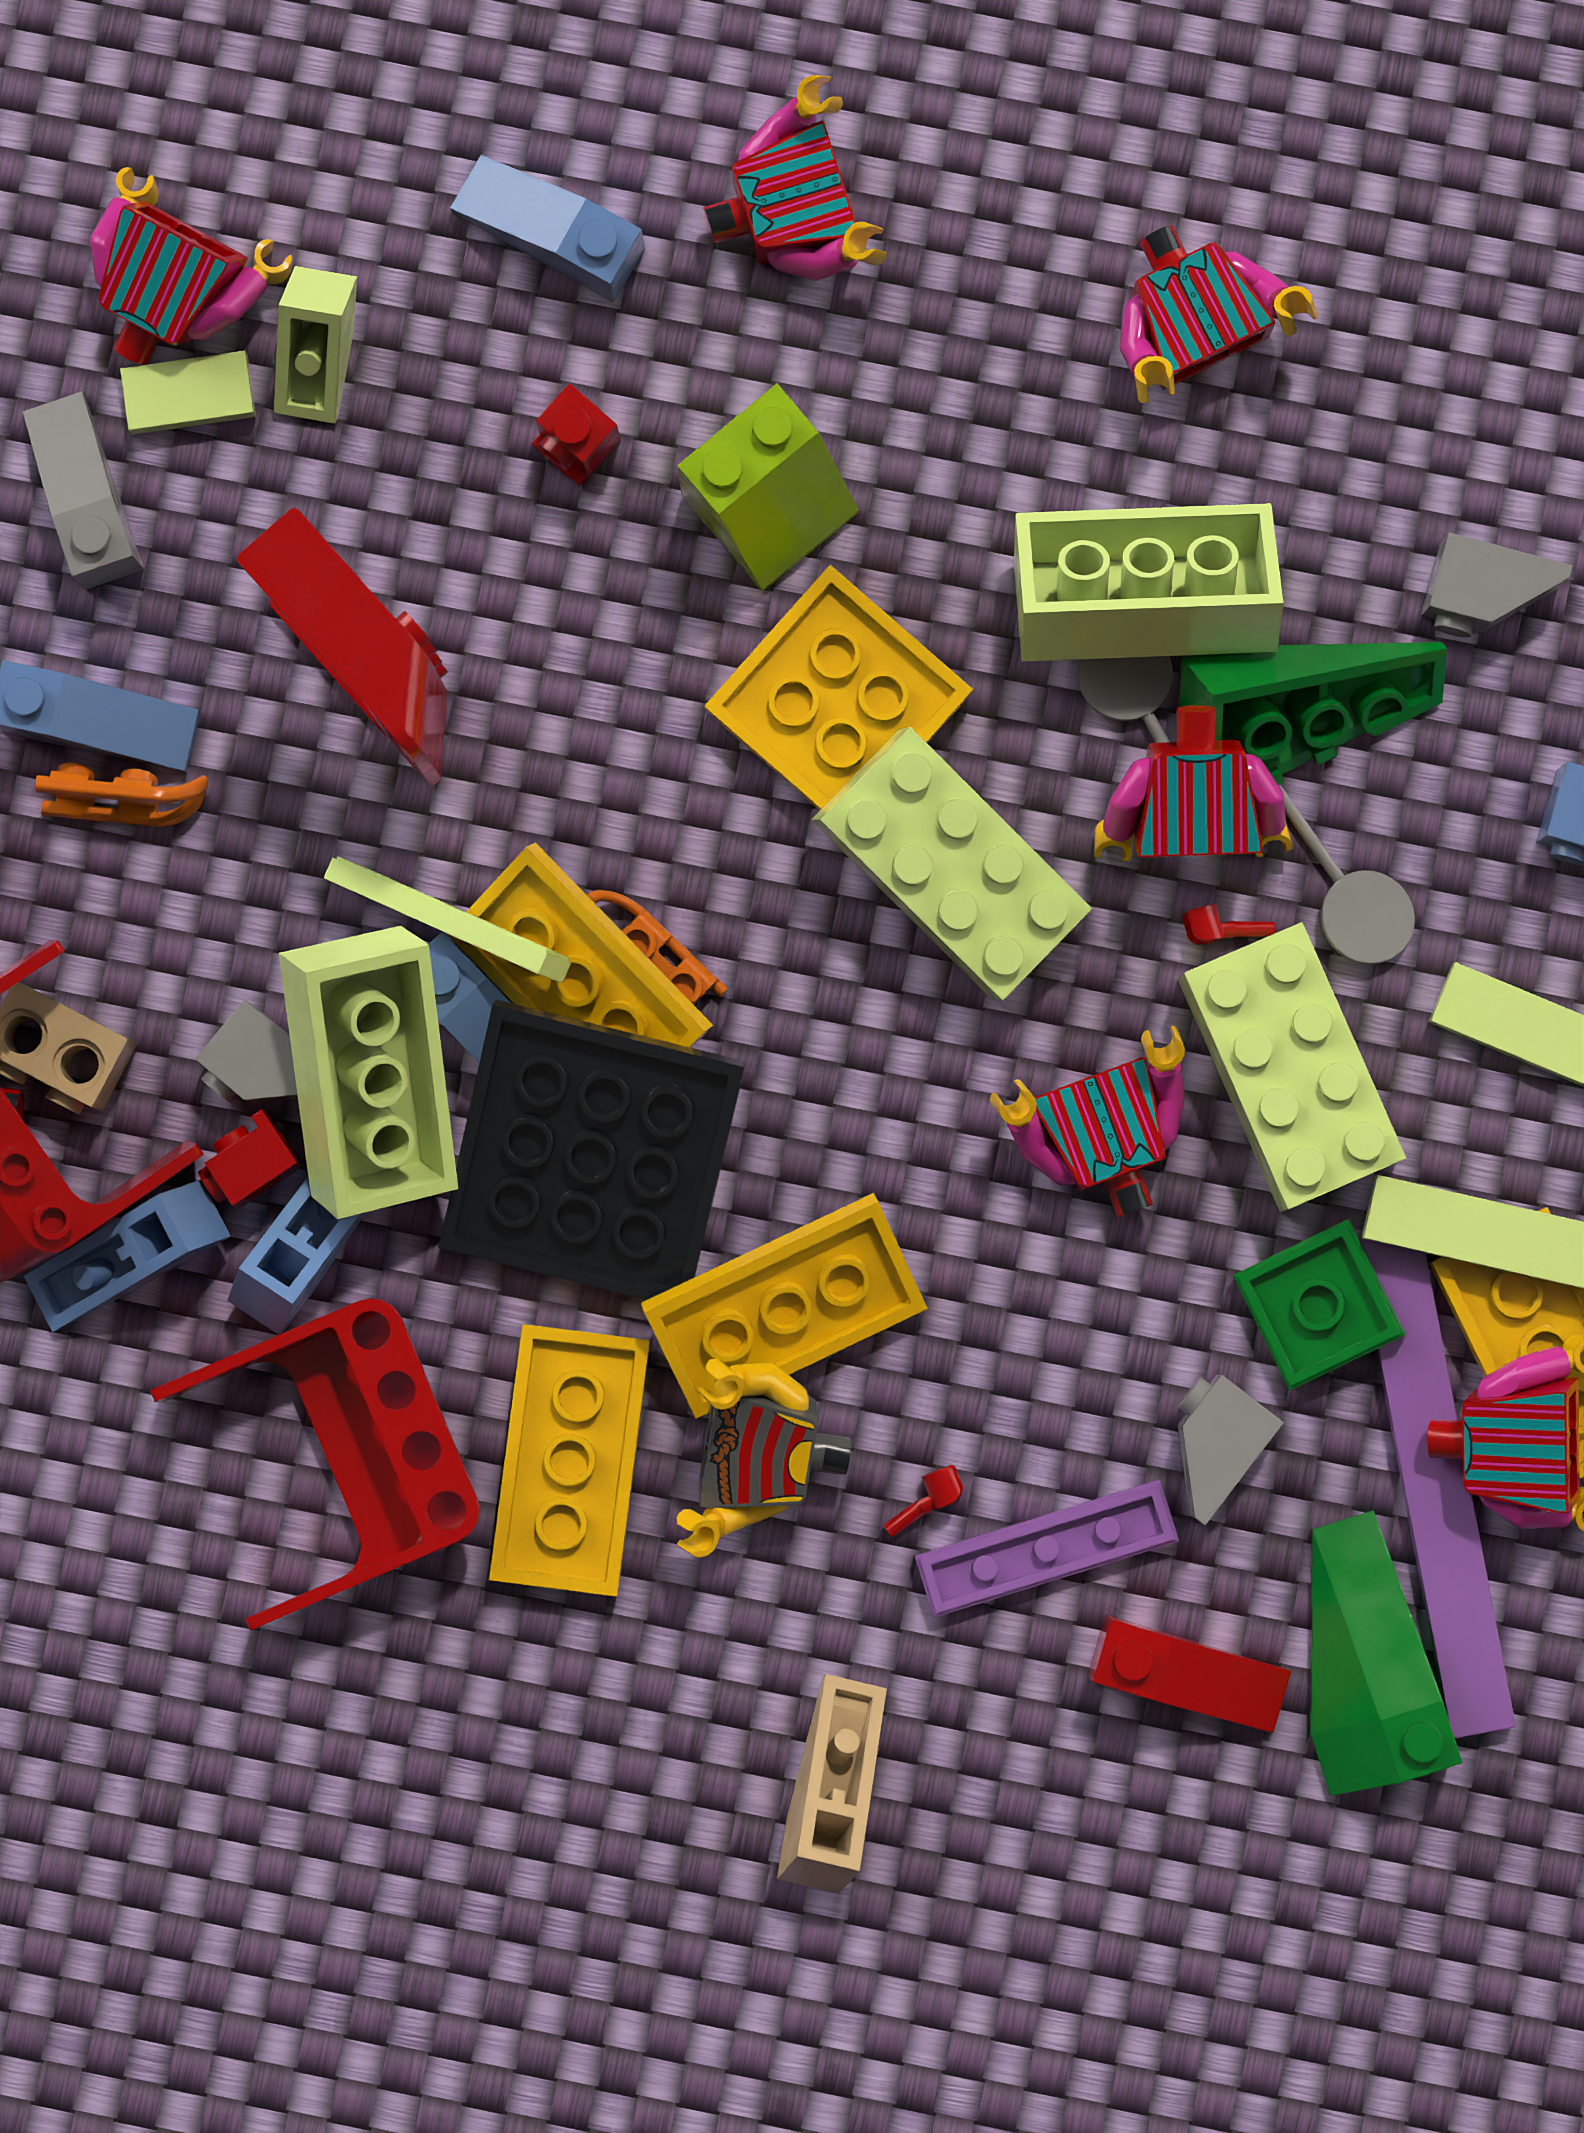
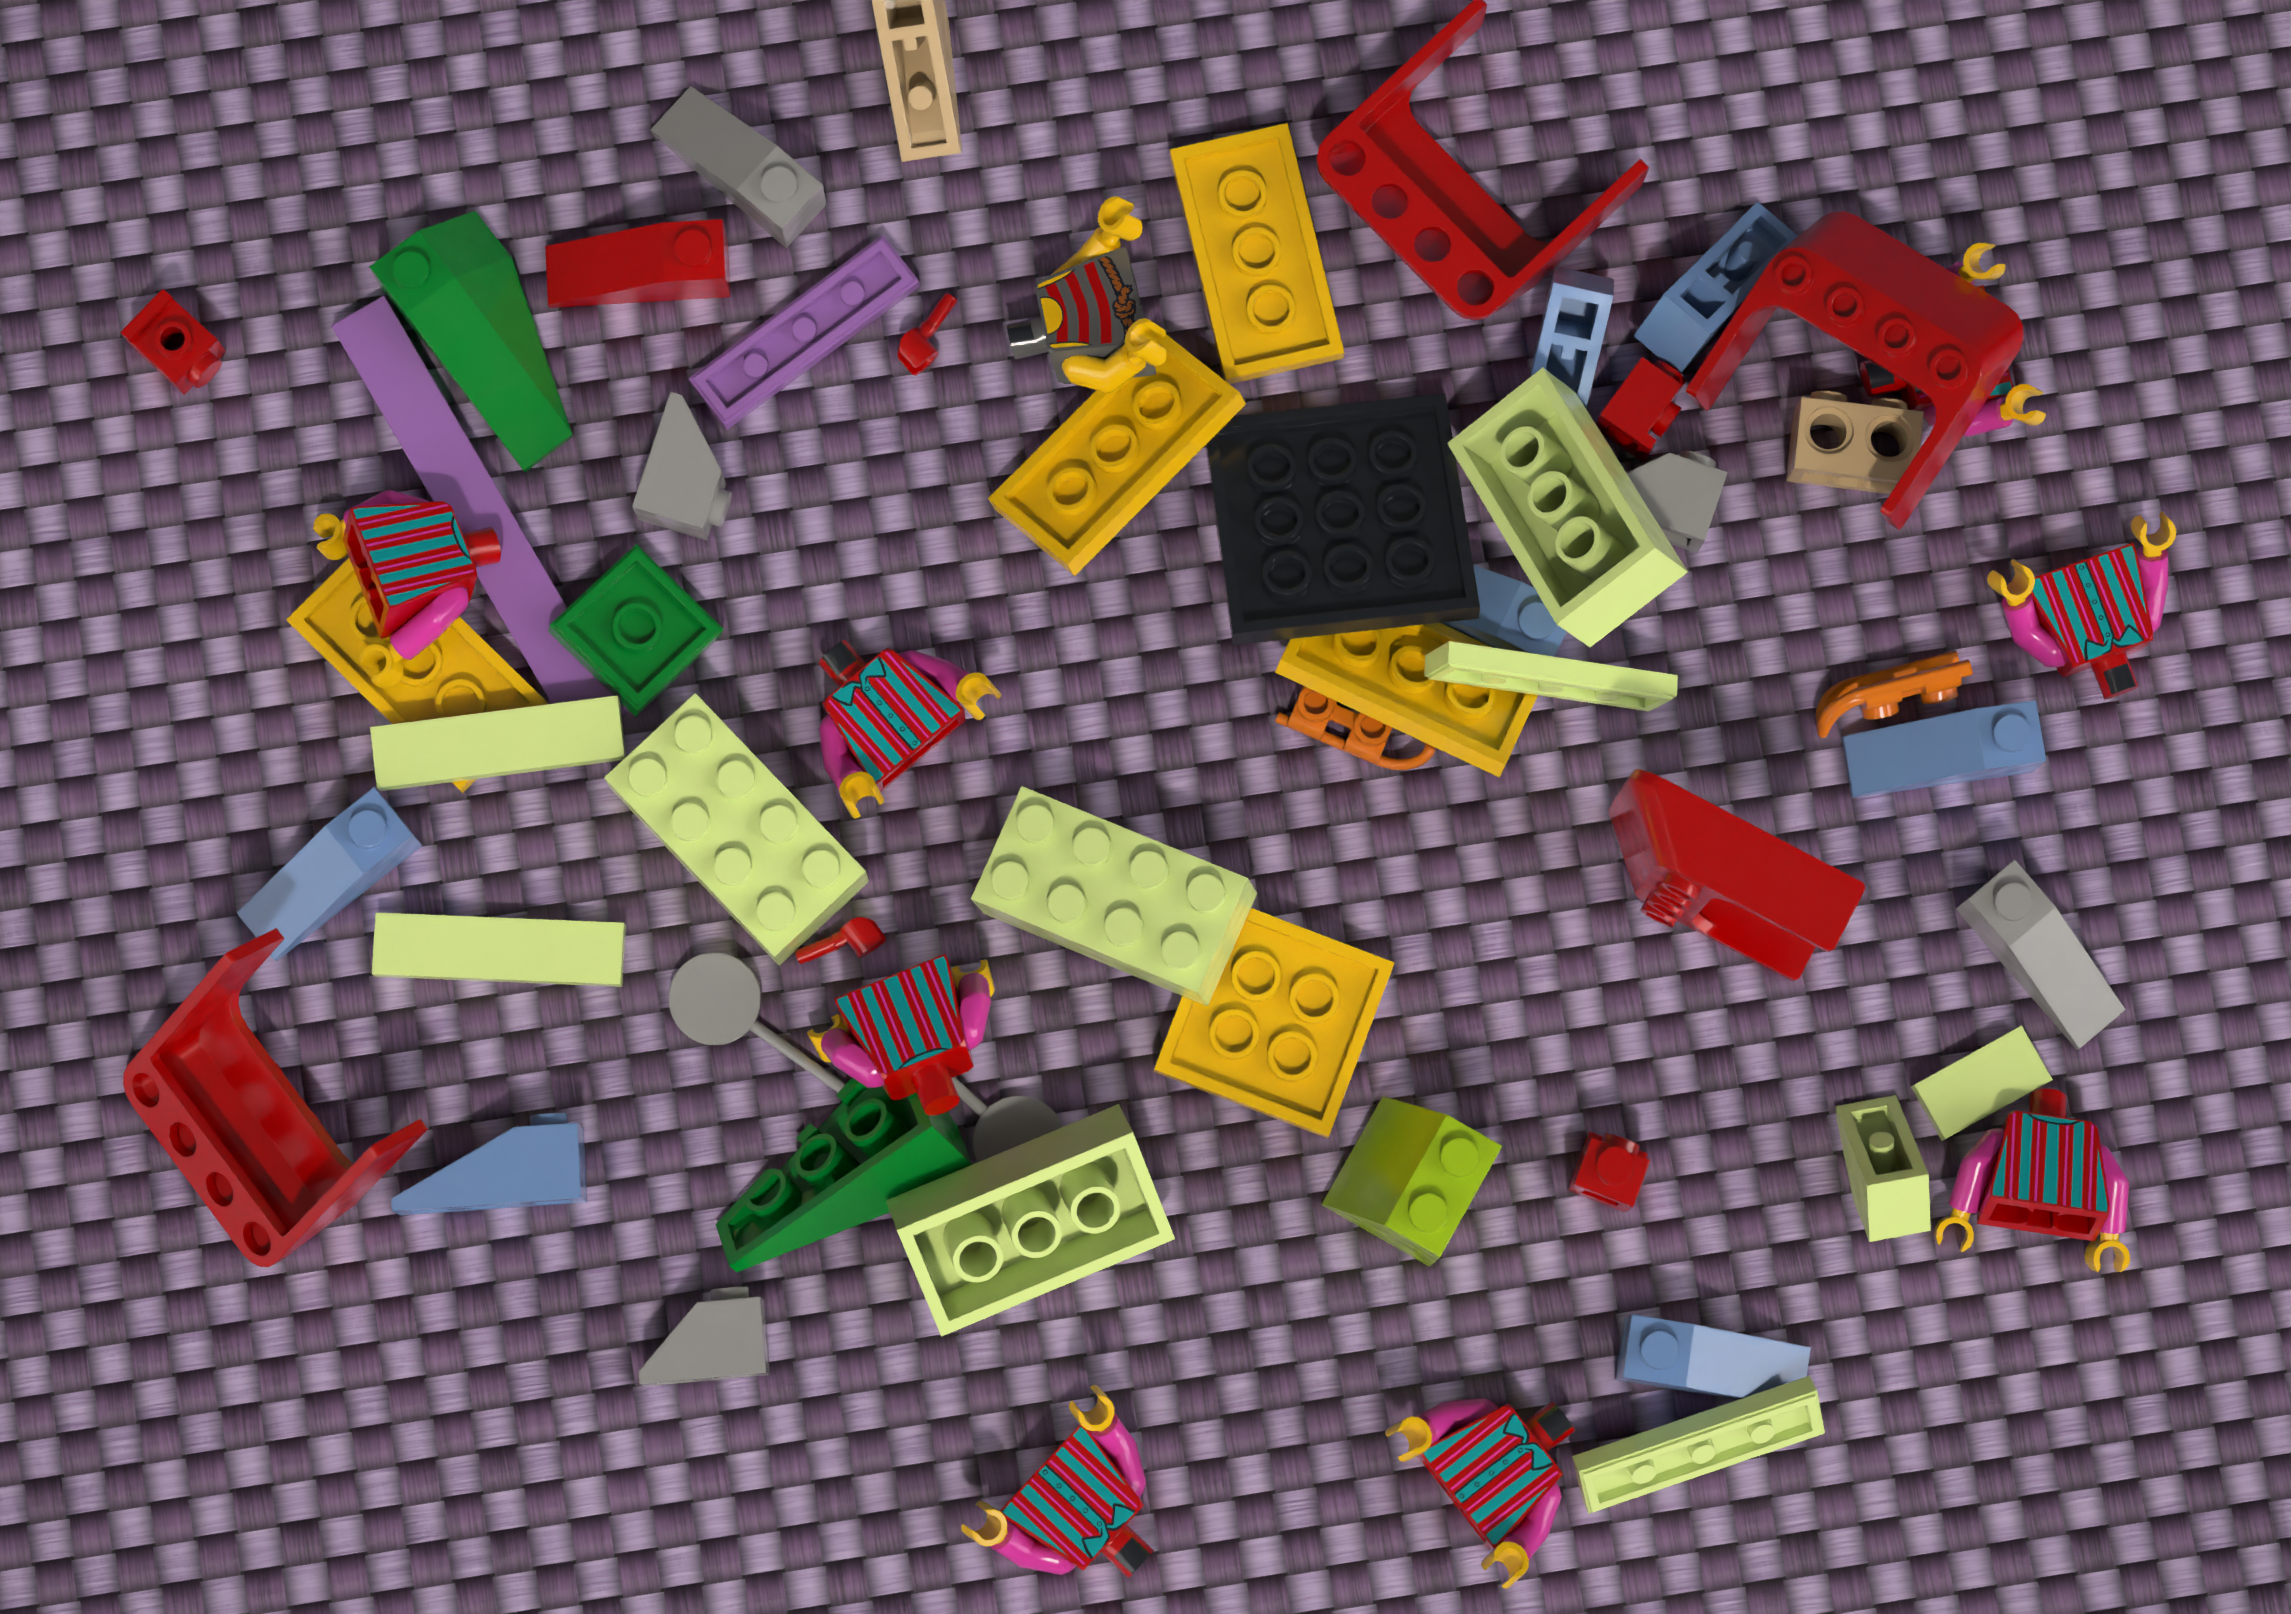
camera: 150 degrees right, 5 degrees down
(591, 152) = (1698, 1444): none -> yellowish green tile
(1051, 1744) = (742, 165): none -> light grey slope

